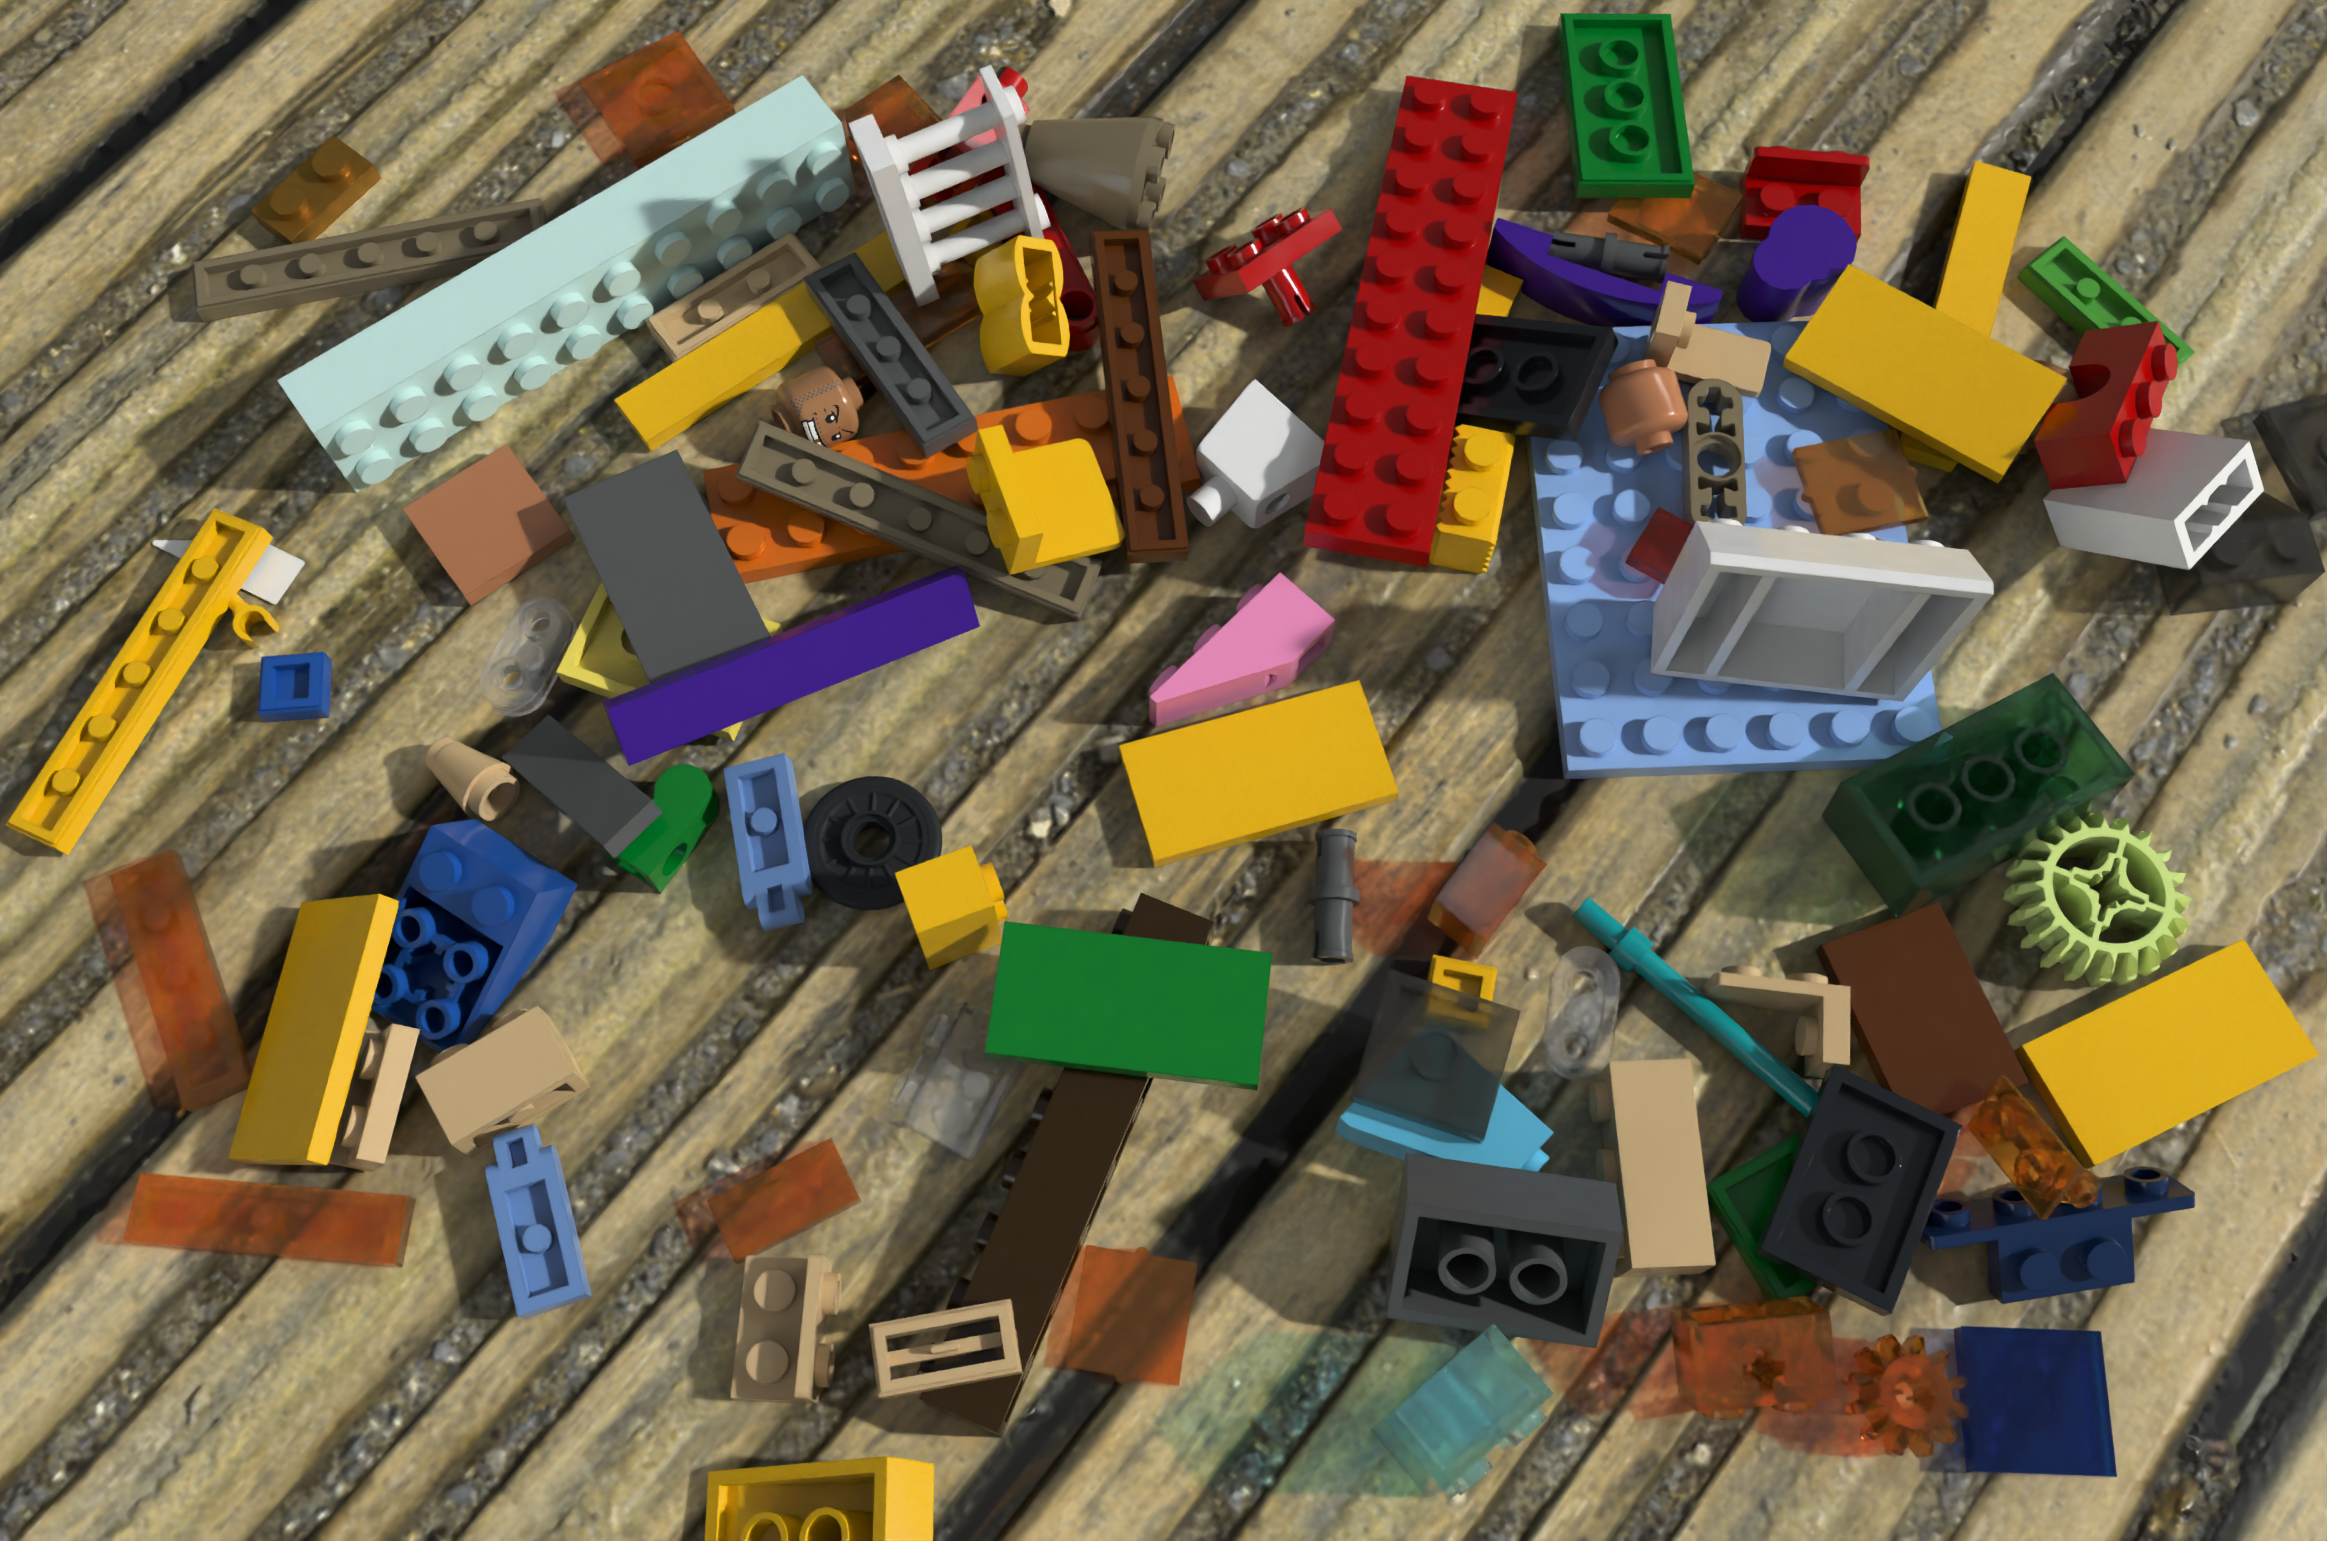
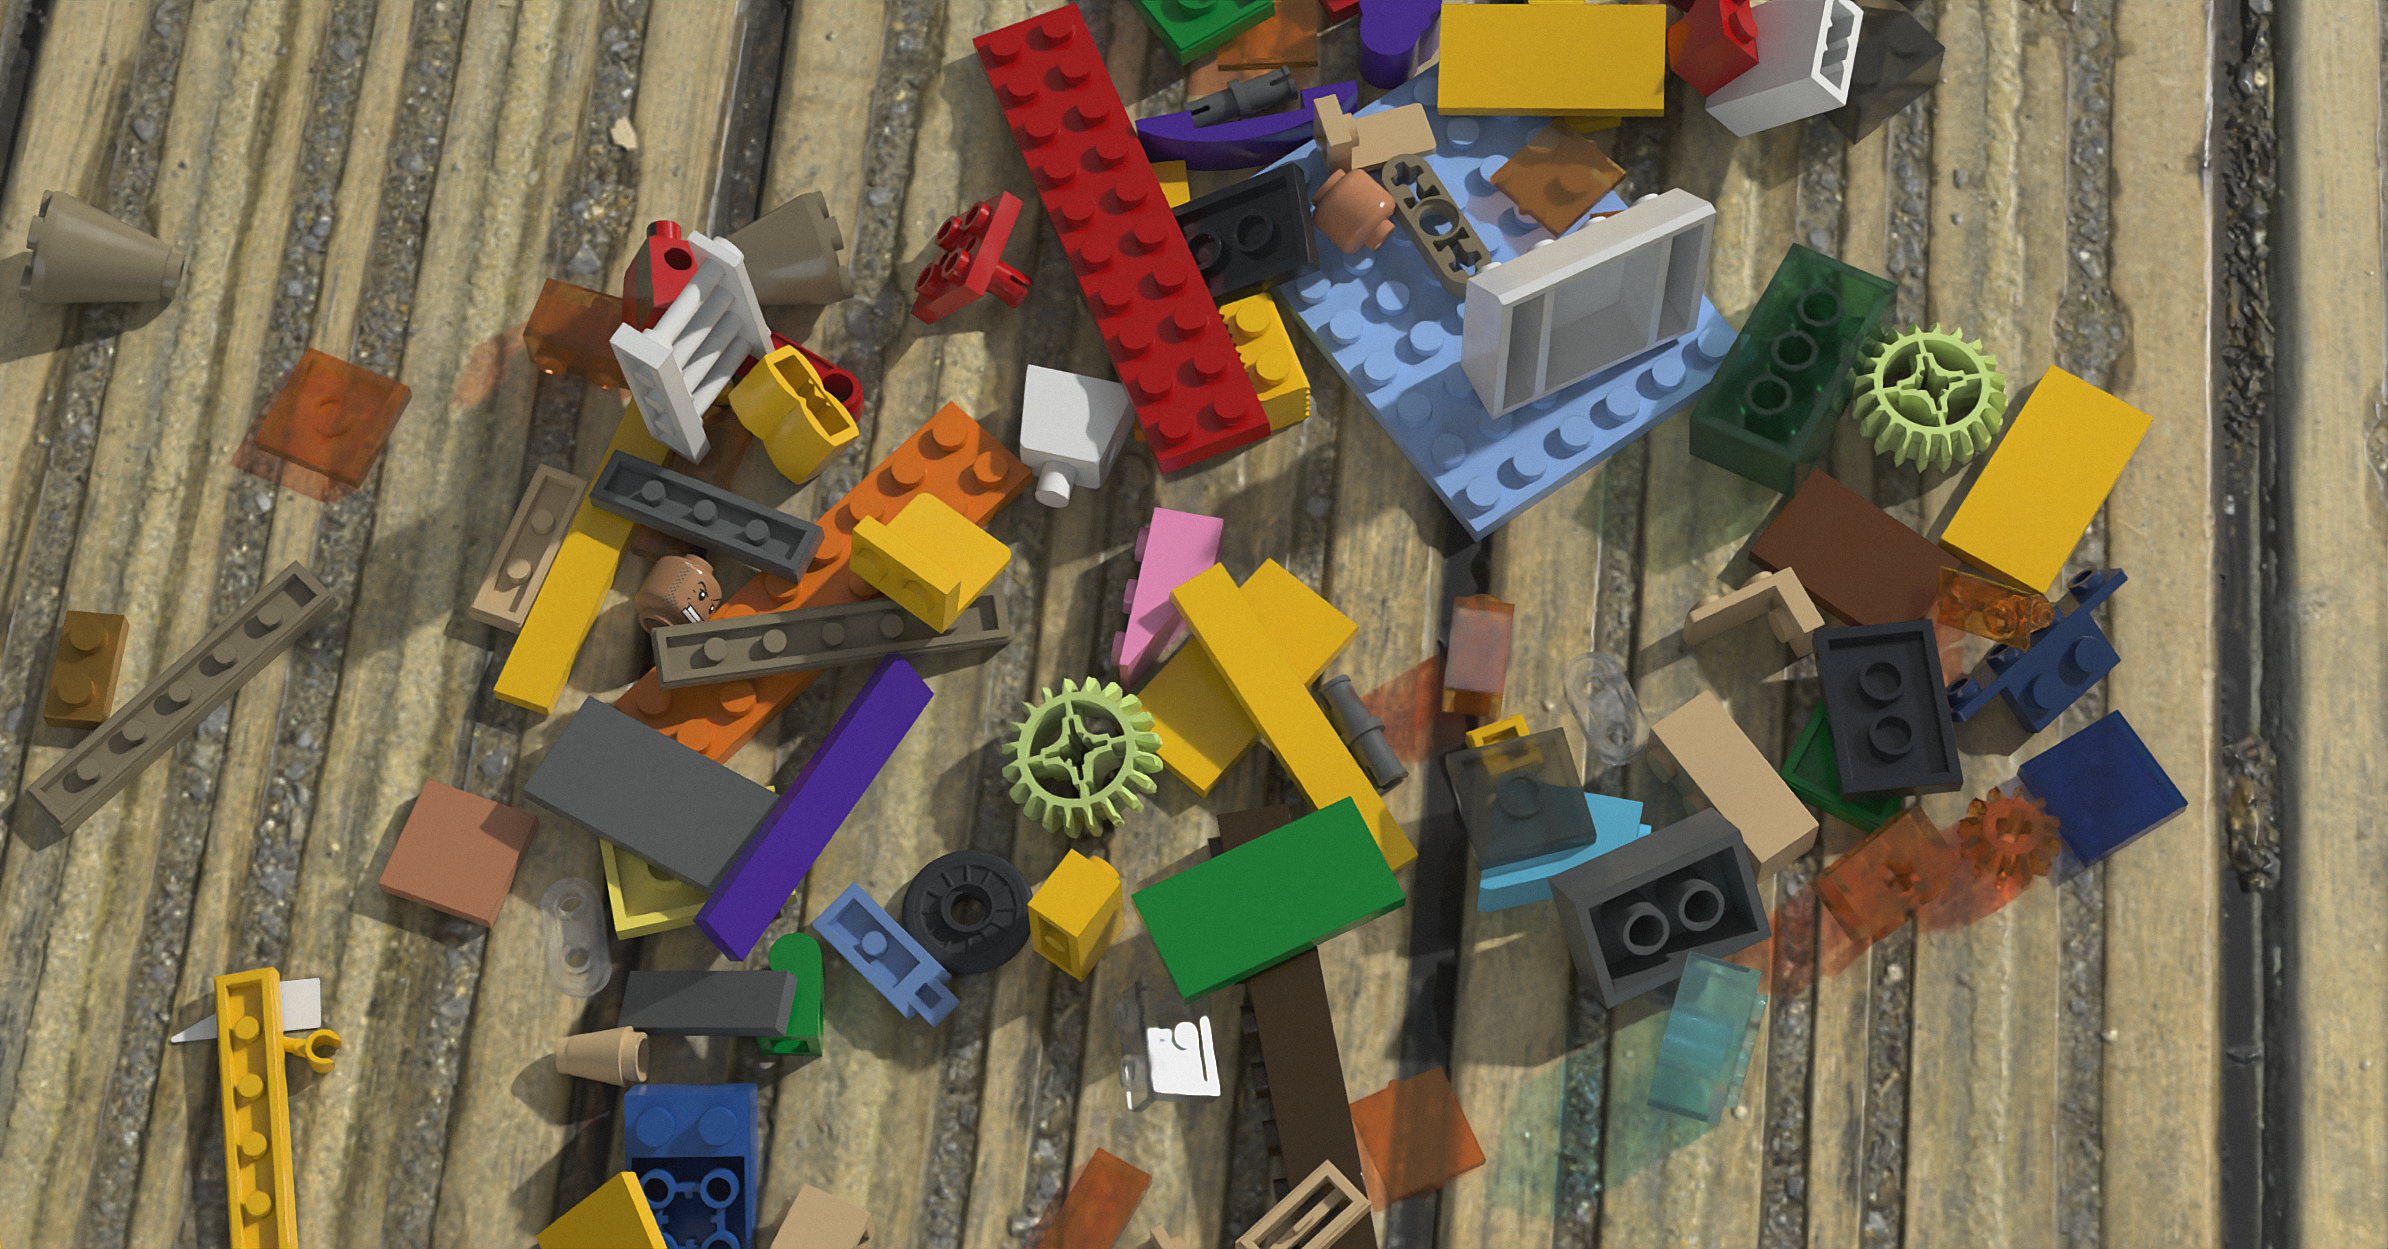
camera: 30 degrees left, 5 degrees down
(294, 687) = (394, 1079): blue tile -> none
(573, 285) = (400, 613): light aqua brick -> none
(1072, 717) = (1034, 762): none -> yellowish green gear
(1138, 397) = (939, 431): reddish brown tile -> none
(1274, 838) = (1283, 706): none -> yellow tile
(1633, 950) = (1615, 640): teal bar -> none
(1659, 545) = (1440, 313): clear red tile -> none

